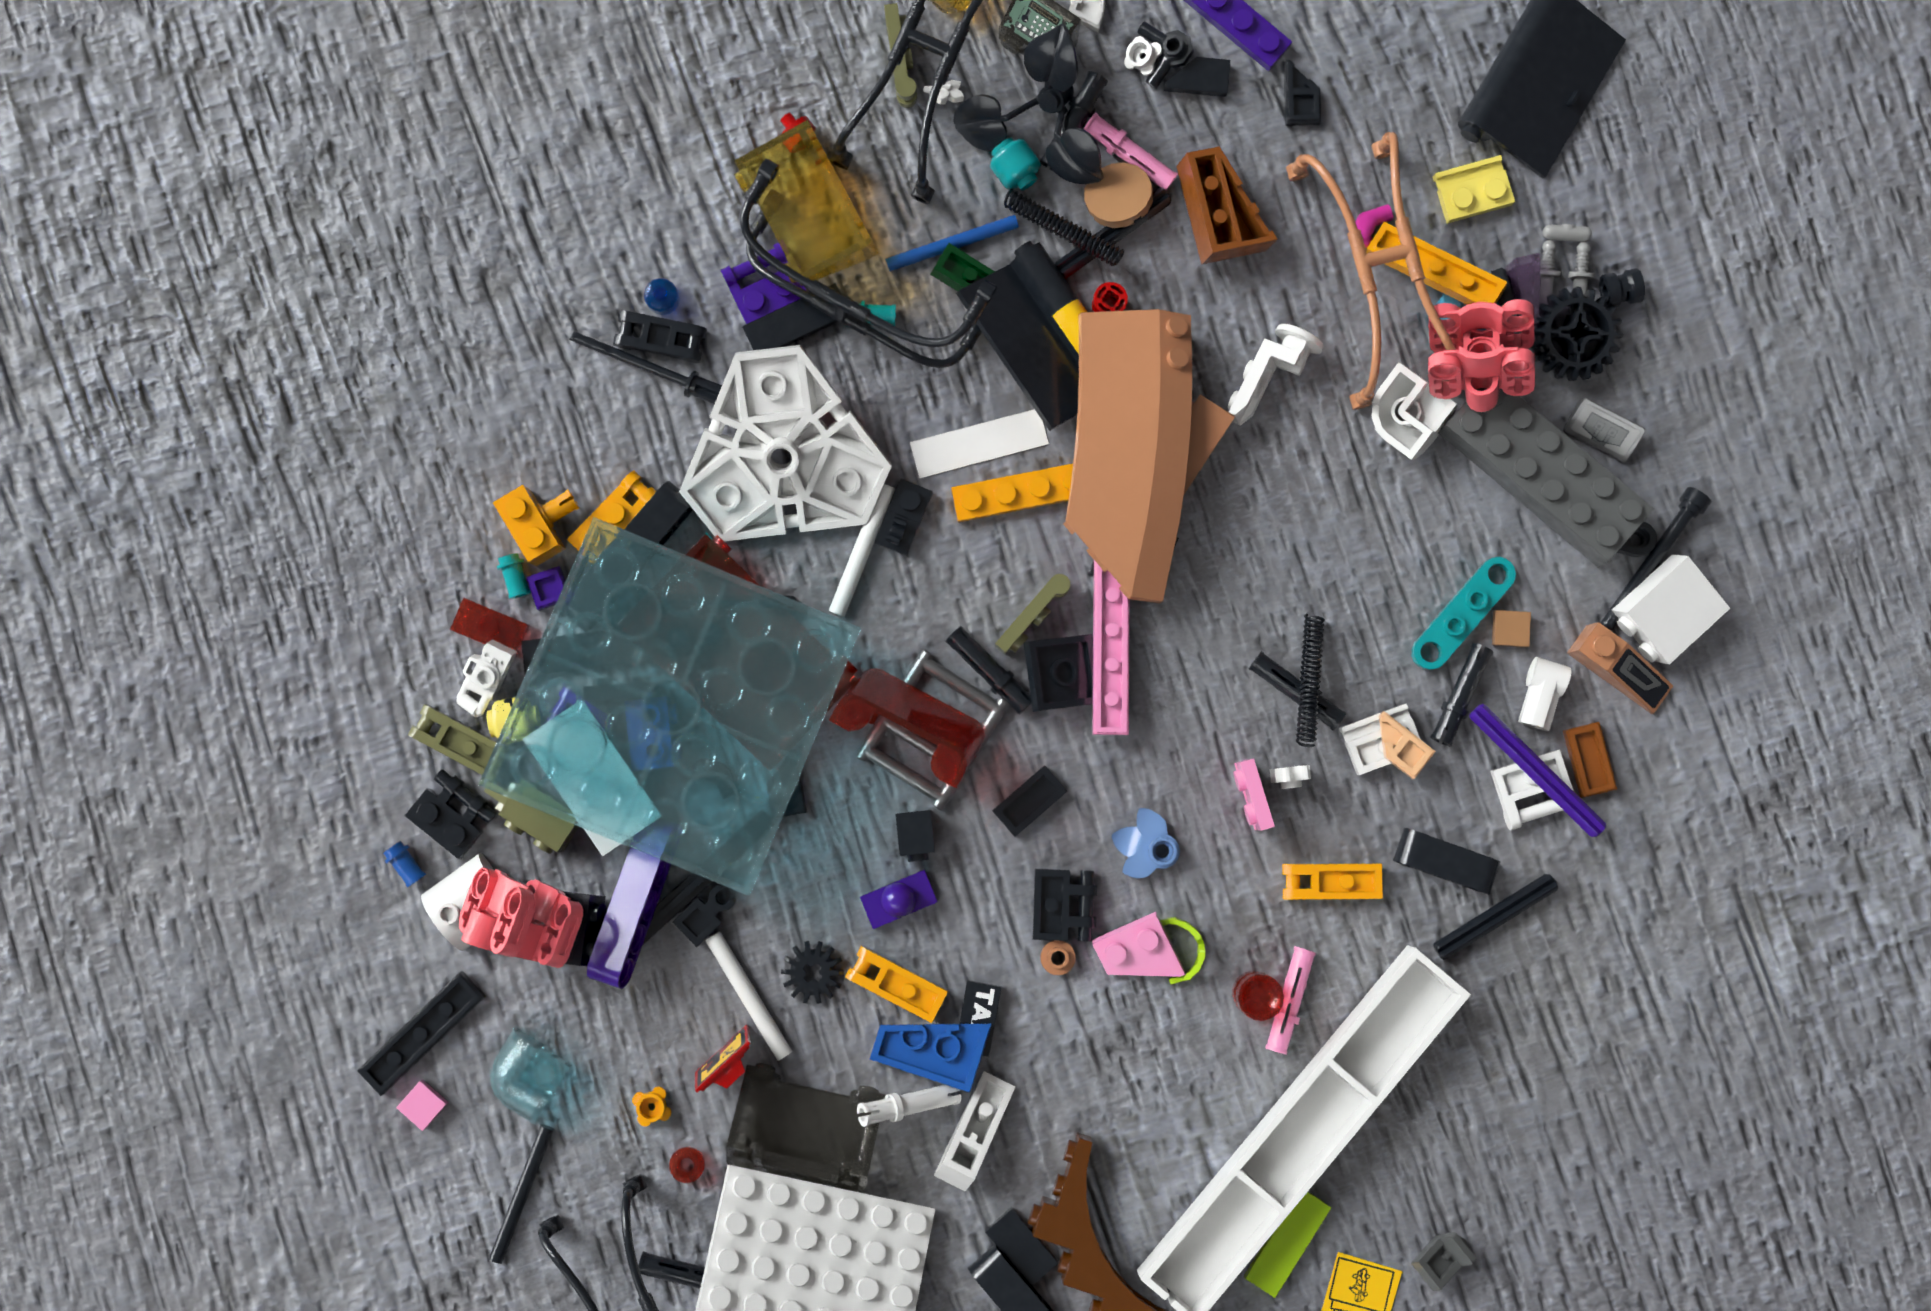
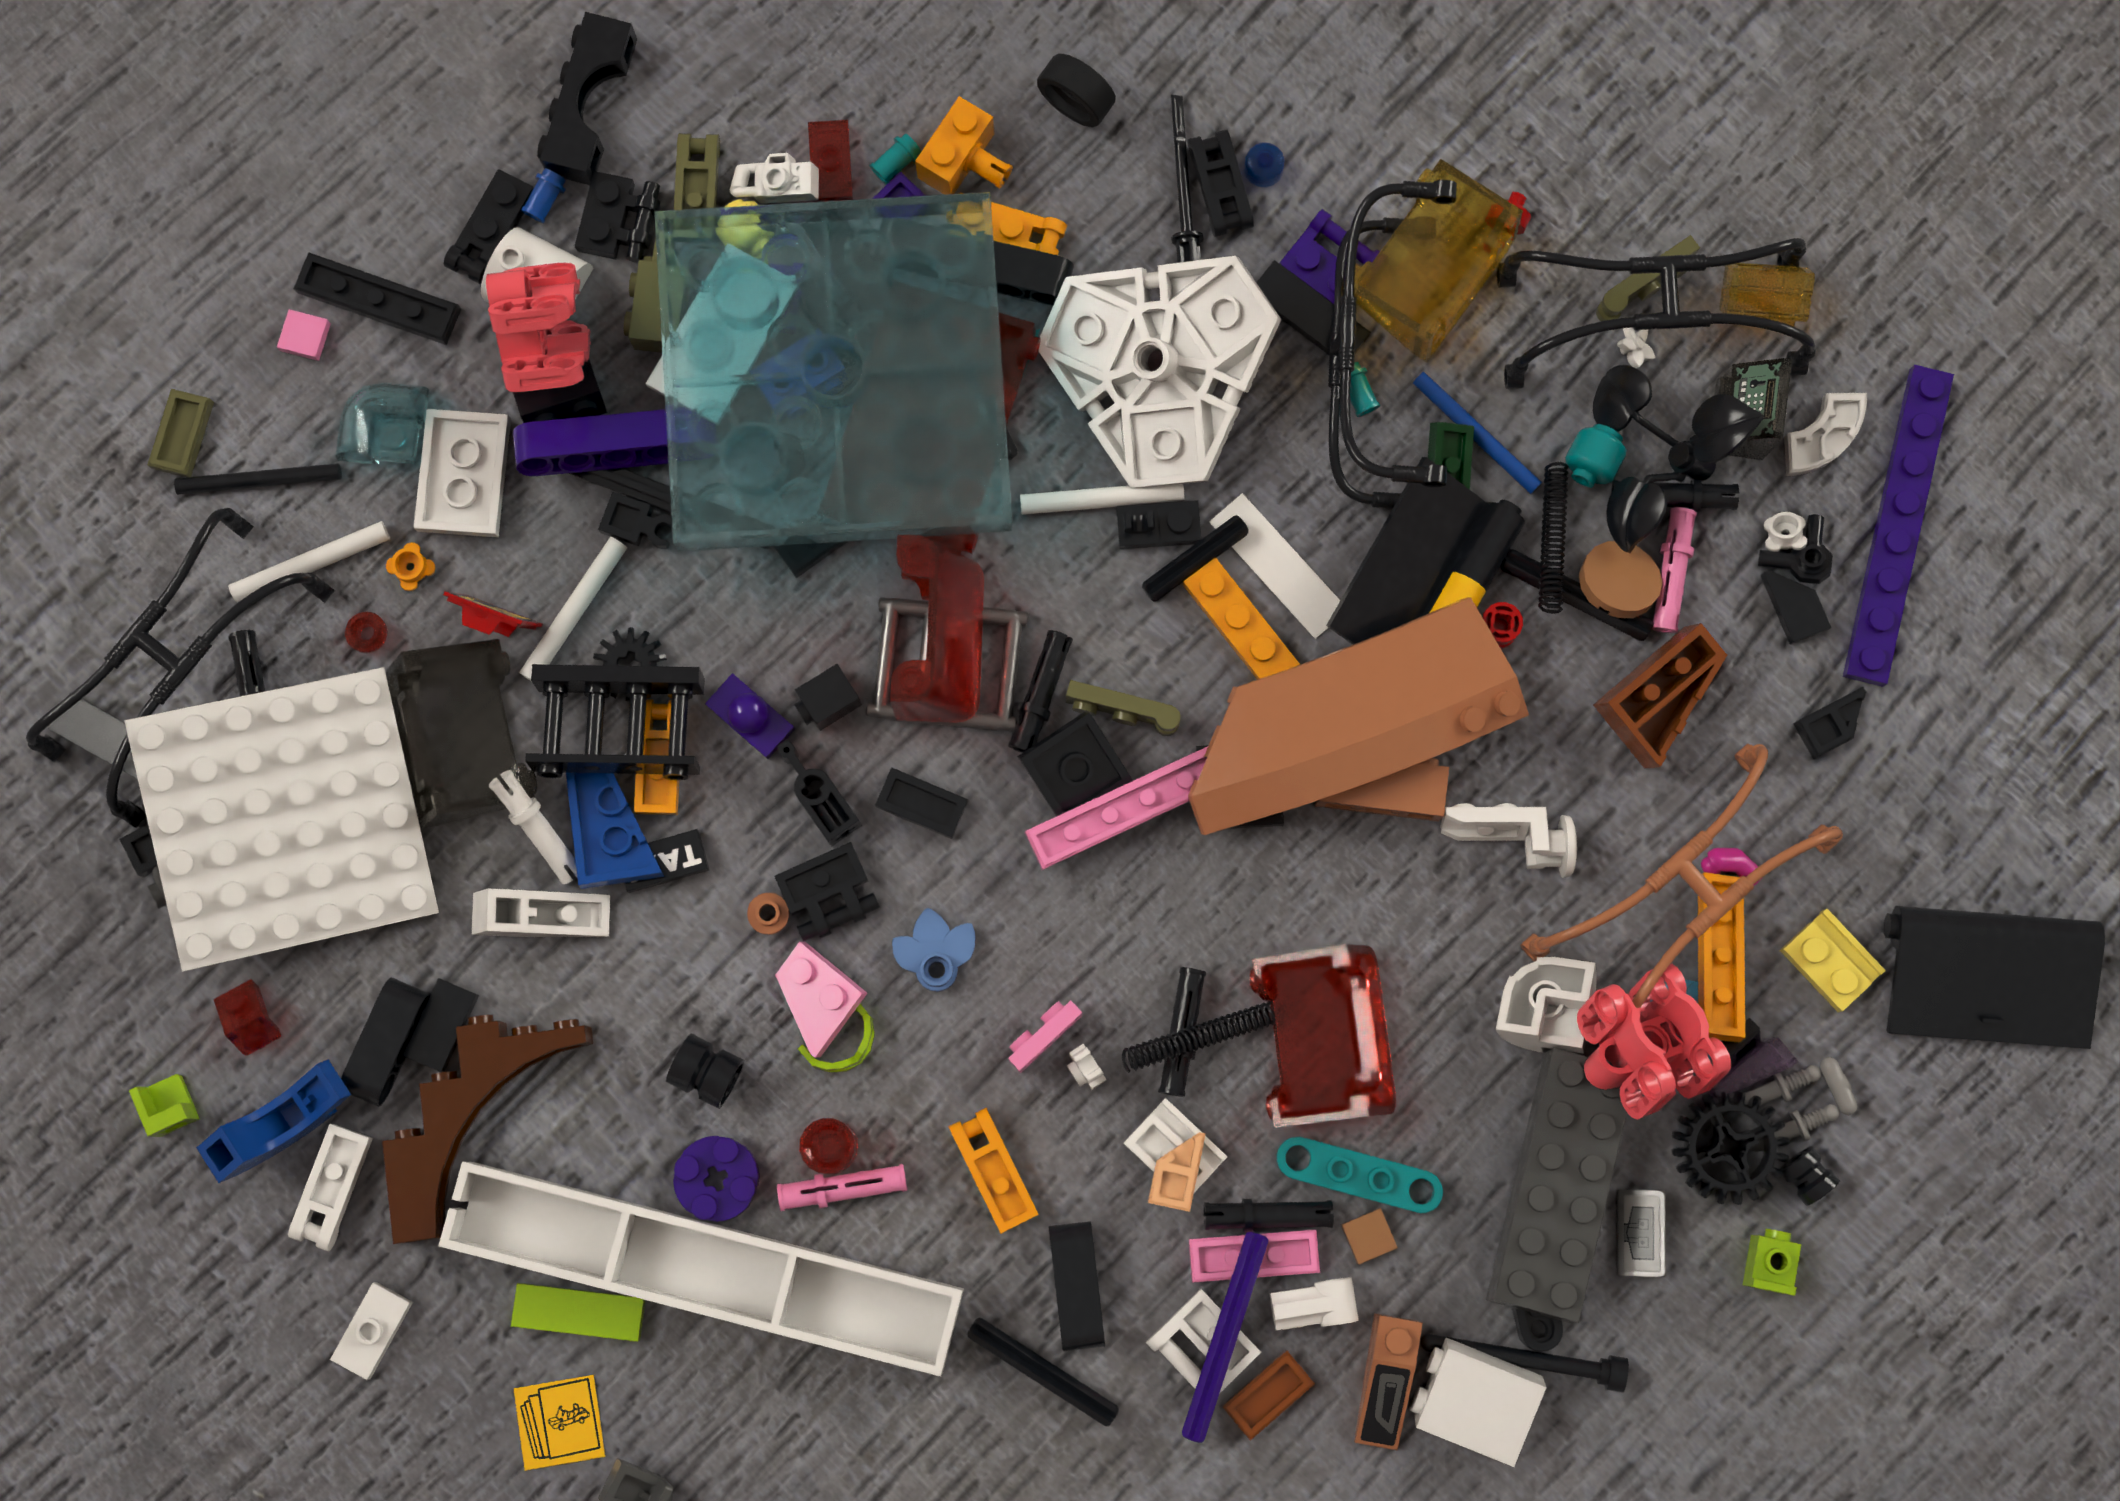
camera: 65 degrees right, 5 degrees down
(310, 764) = (600, 53): none -> black arch
(407, 917) = (490, 222): none -> black plate
(453, 1238) = (180, 433): none -> olive tile
(532, 410) = (1076, 90): none -> black tyre
(597, 1031) = (462, 473): none -> white plate
(608, 1184) = (313, 559): none -> white piece
(822, 1006) = (597, 684): none -> black fence
(944, 502) = (1195, 558): none -> black axle
(997, 883) = (830, 797): none -> black piece
(1155, 1062) = (702, 1069): none -> black wheel
(1251, 1107) = (738, 1189): none -> dark purple plate
(1355, 586) = (1327, 1035): none -> clear red windscreen
(1473, 745) = (1285, 1255): none -> bright pink tile
(1669, 359) = (1758, 1267): none -> lime brick

